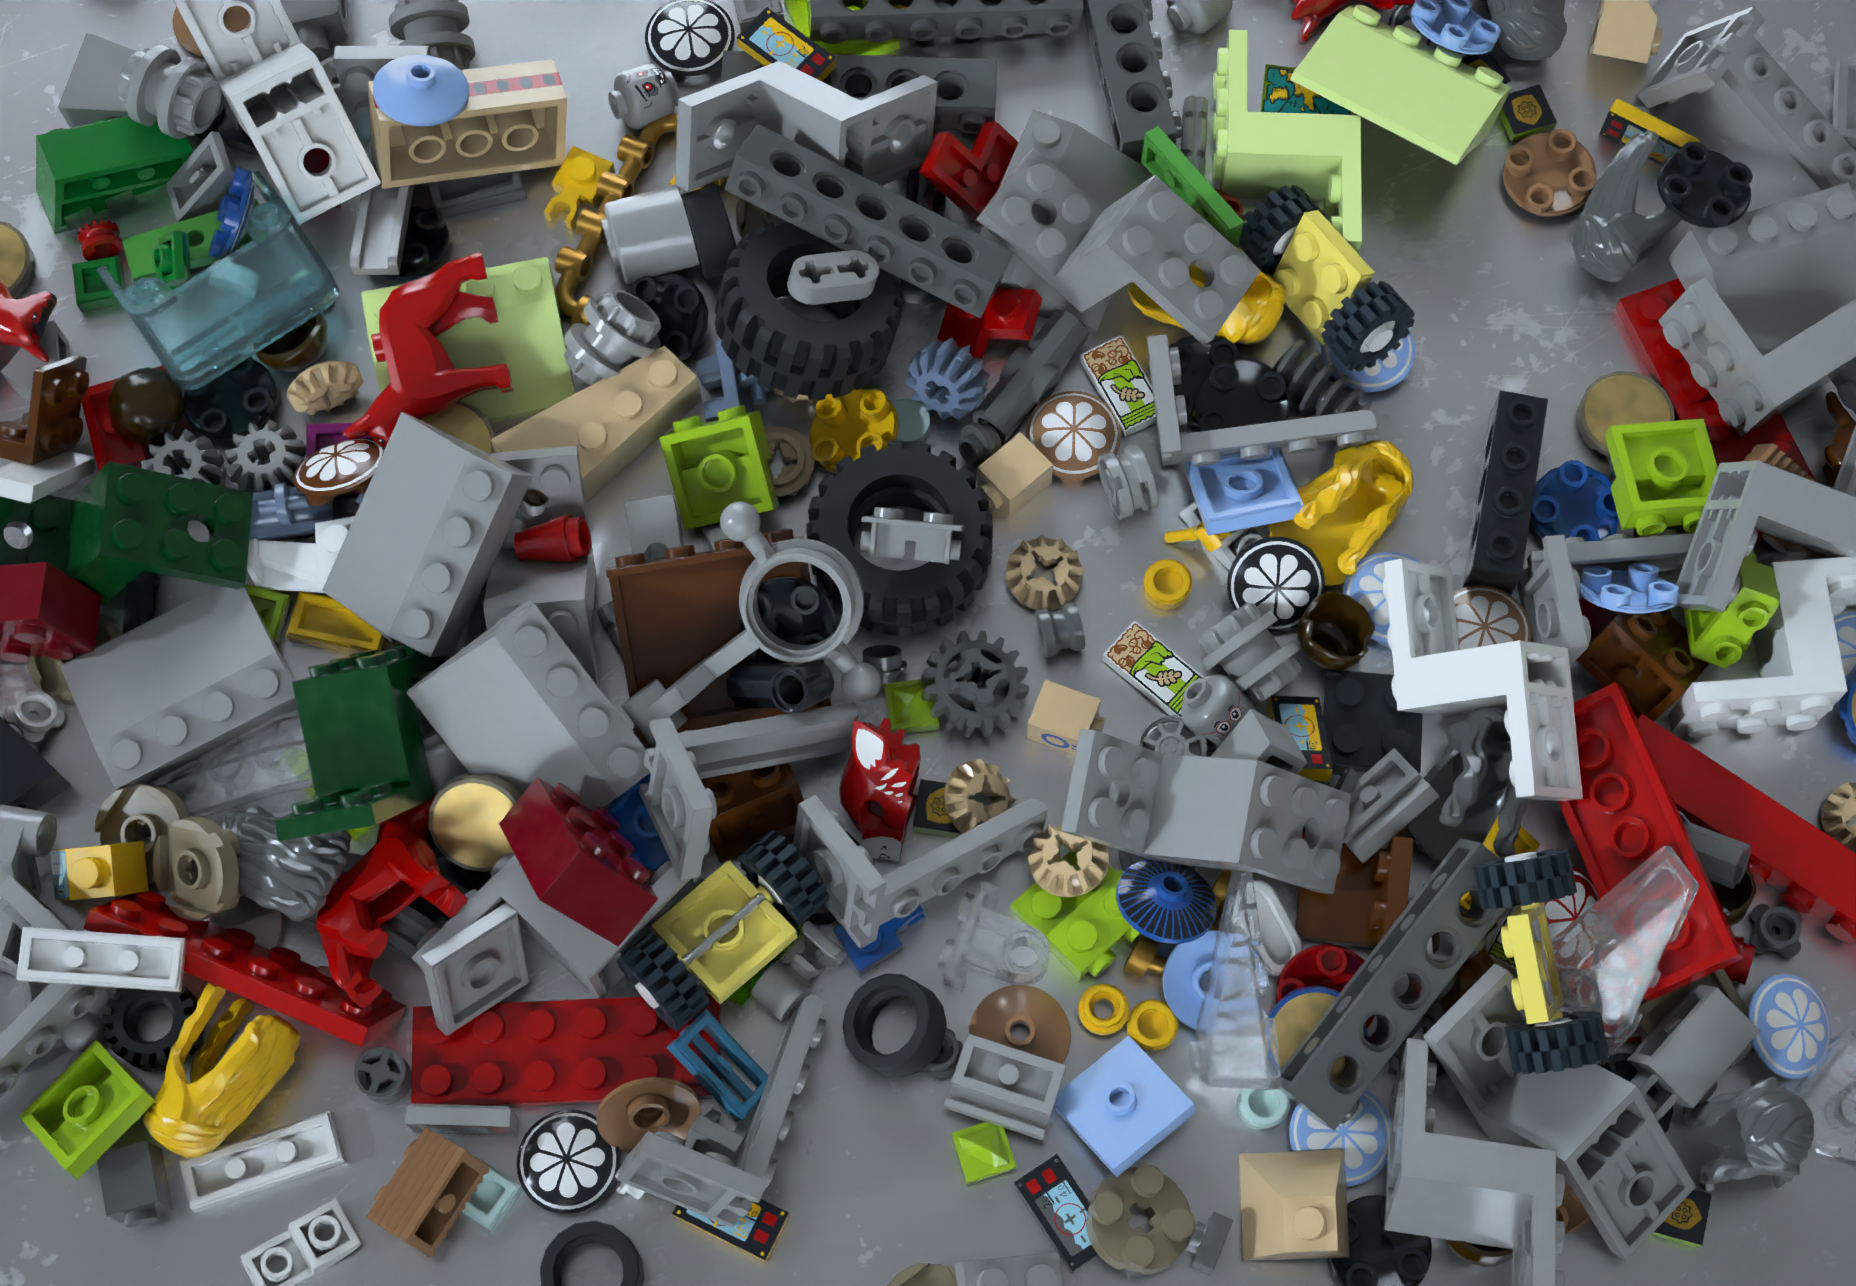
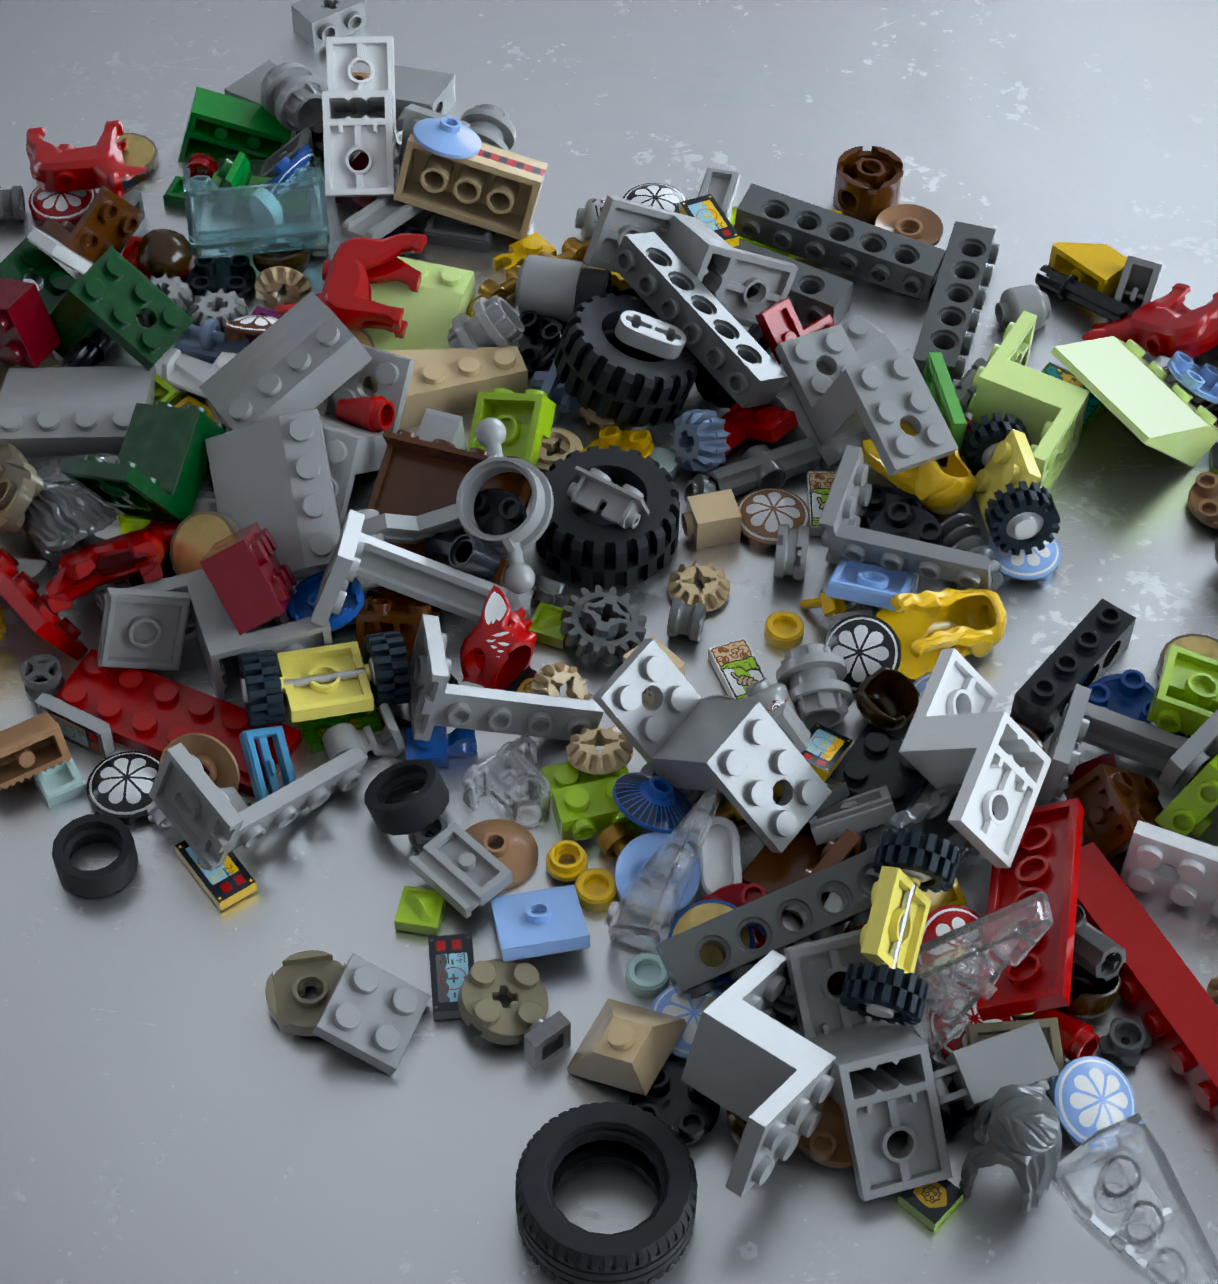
camera: 25 degrees right, 20 degrees down
(1628, 591) = (1112, 750): light blue dish -> none

